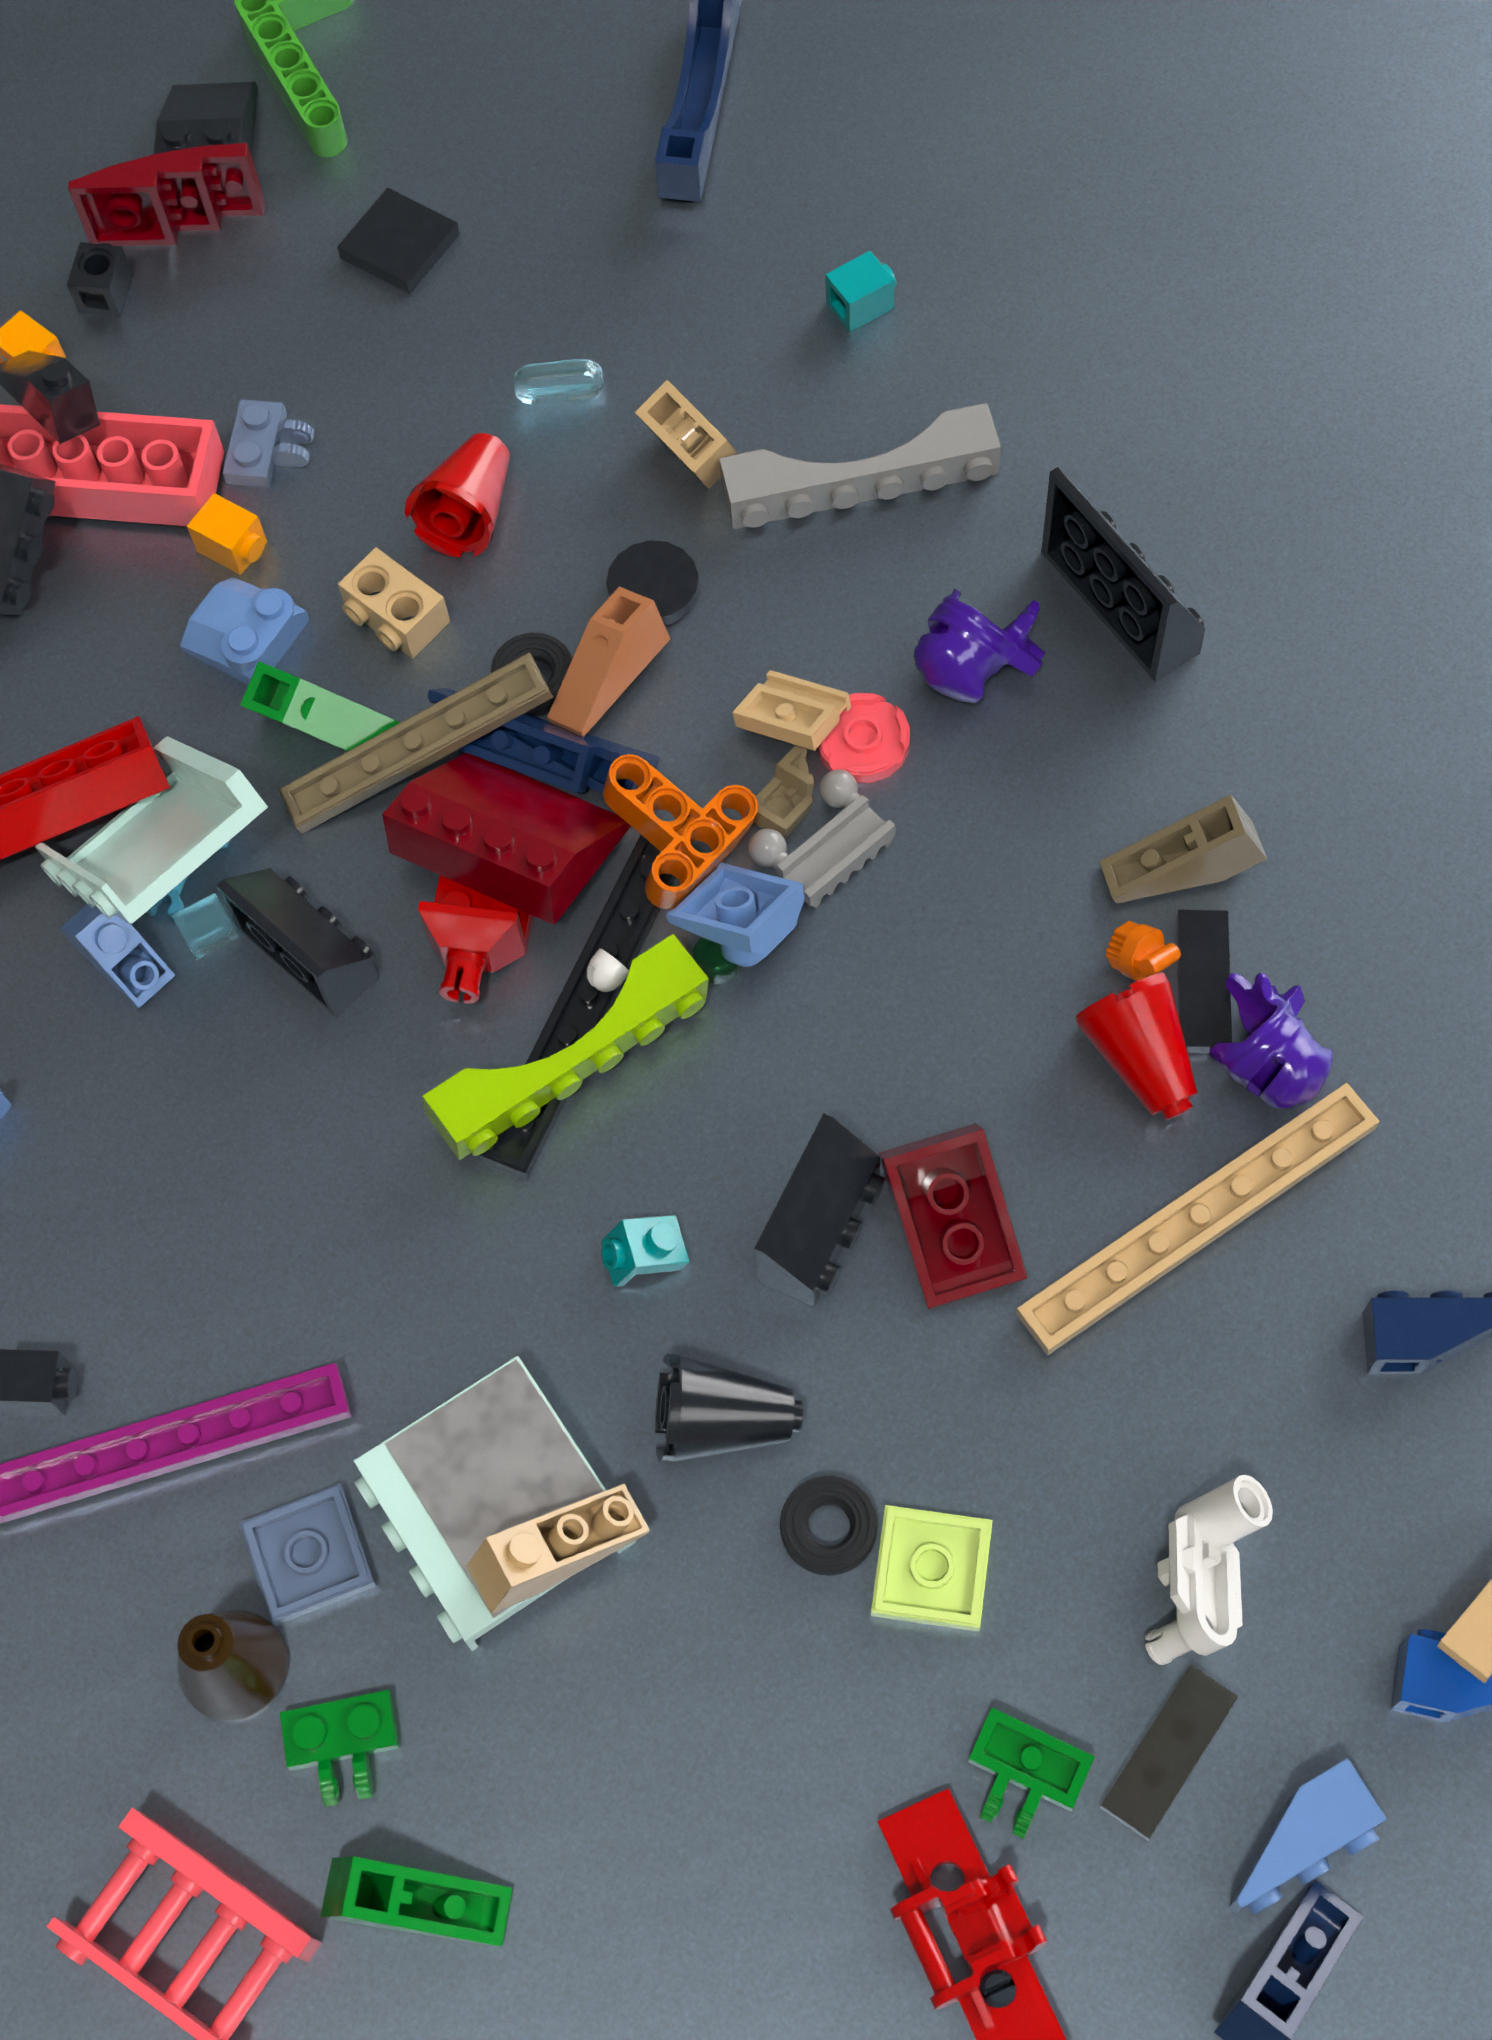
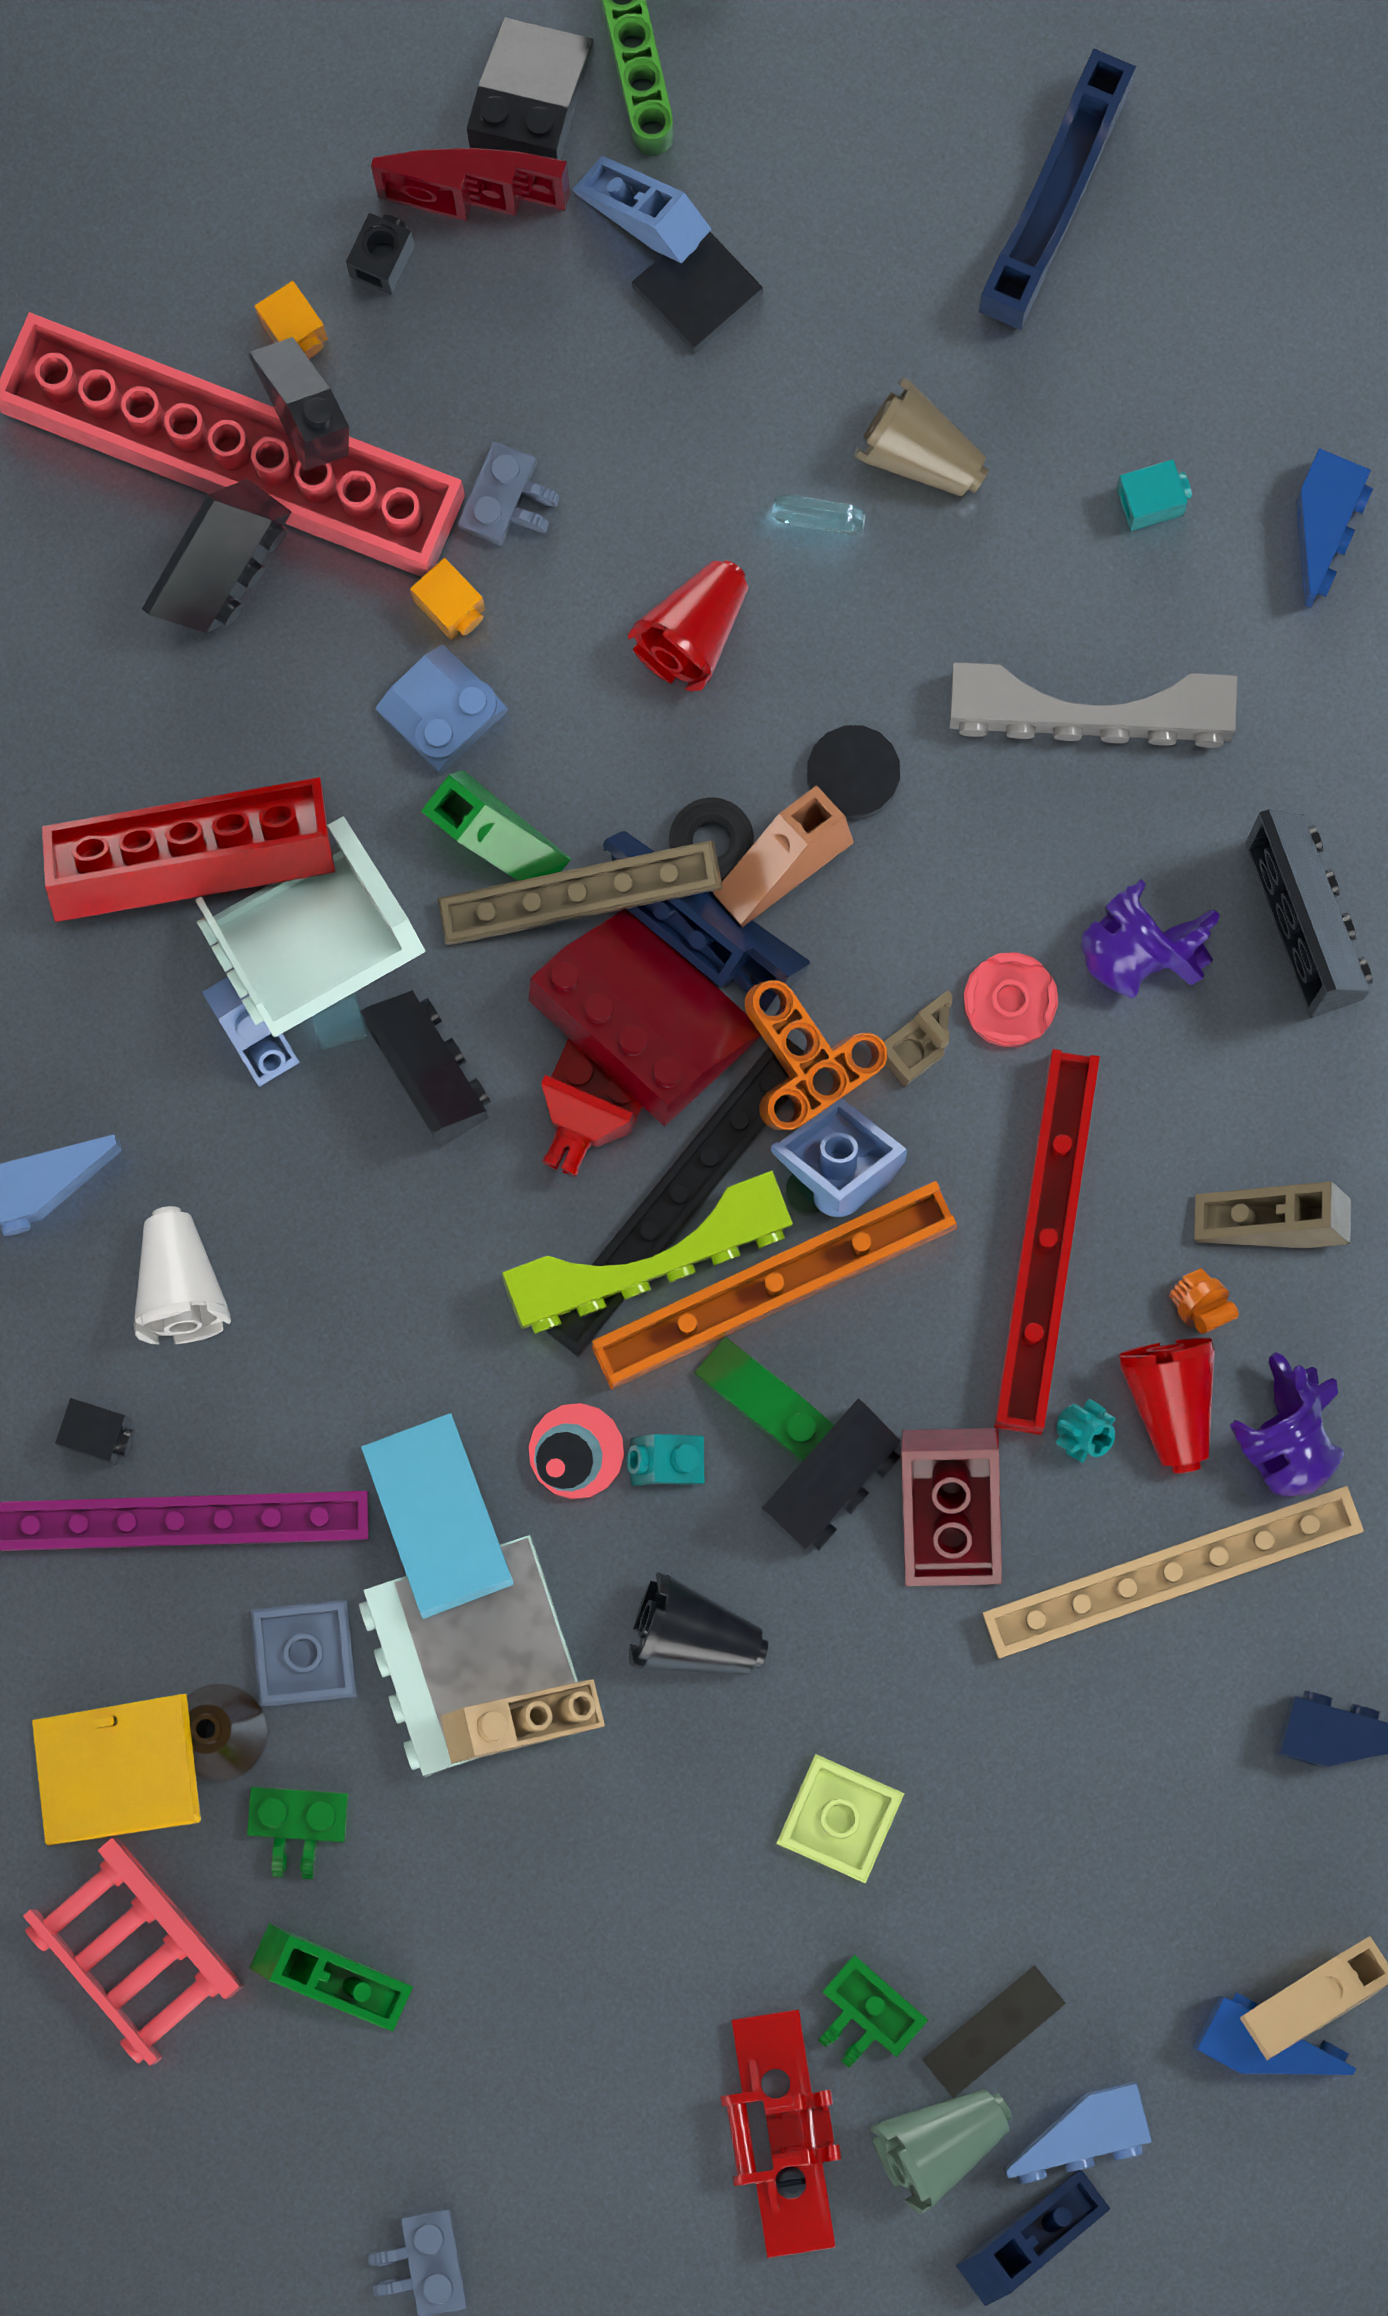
camera: 15 degrees right, 15 degrees up
(90, 1212) = (176, 1282): none -> white cone
(120, 1727) = (116, 1770): none -> yellow container
(335, 182) = (644, 208): none -> medium blue slope
(399, 597) = (602, 721): tan brick -> none
(416, 1365) = (437, 1516): none -> medium azure tile
(548, 1267) = (576, 1451): none -> tile
(606, 972) = (701, 1184): white hinge -> none
(636, 298) = (922, 444): none -> dark tan cone
(685, 432) = (930, 622): tan brick -> none
(703, 1052) = (773, 1285): none -> orange tile
(726, 1161) = (764, 1400): none -> green slope
(792, 710) = (949, 958): tan plate -> none
(832, 850) = (949, 1114): light grey gear -> none
(832, 1492) = (761, 1726): black tyre -> none
(969, 944) = (1046, 1243): none -> red tile
(1020, 271) = (1323, 511): none -> blue slope
(1065, 1101) = (1085, 1430): none -> teal gear
(1150, 1895) = (939, 2144): none -> sand green cone
(1202, 977) = (1251, 1343): black tile -> none
(1206, 1568) = (1073, 1891): white piece -> none

